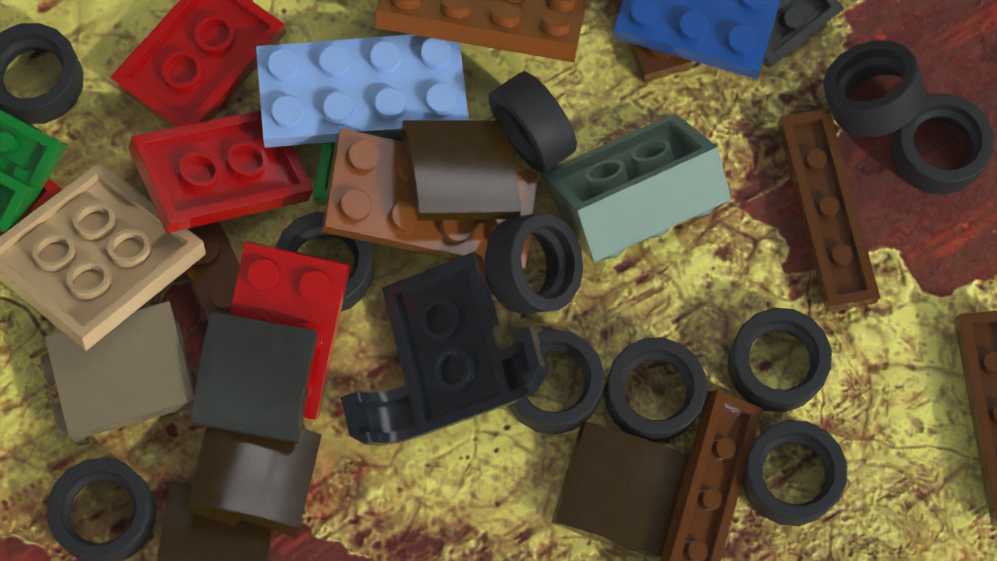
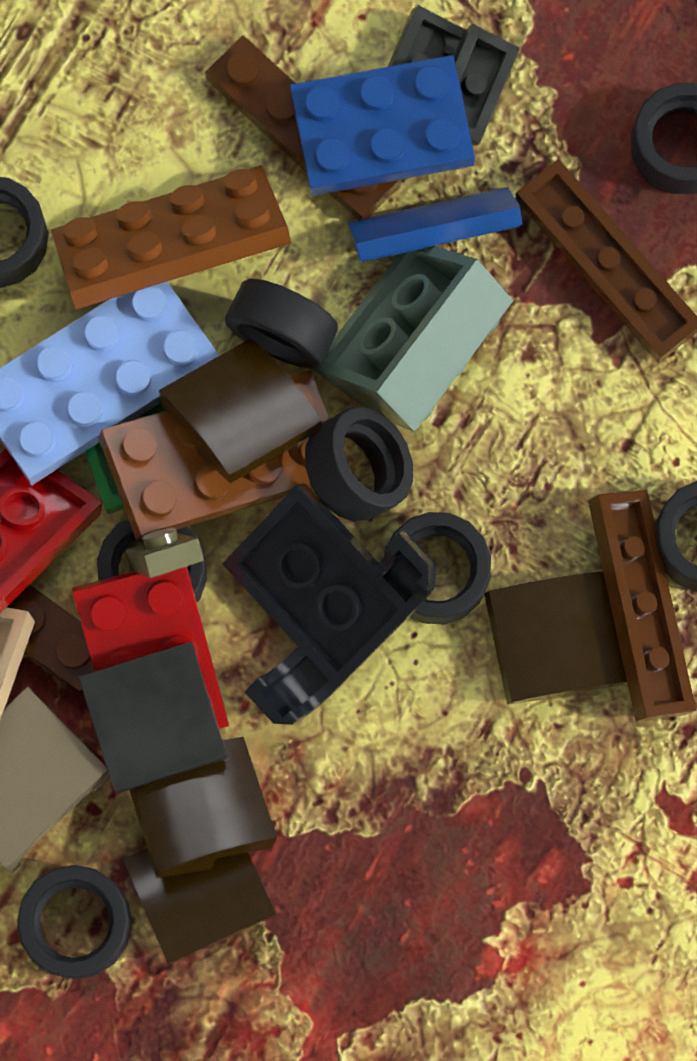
camera: 25 degrees left, 5 degrees up
(335, 248) = (164, 552): none -> olive plate
(653, 350) = (547, 483): black tyre -> none
(700, 110) = (435, 224): none -> blue tile
(797, 325) = (654, 394): black tyre -> none
(869, 61) = (574, 89): black tyre -> none

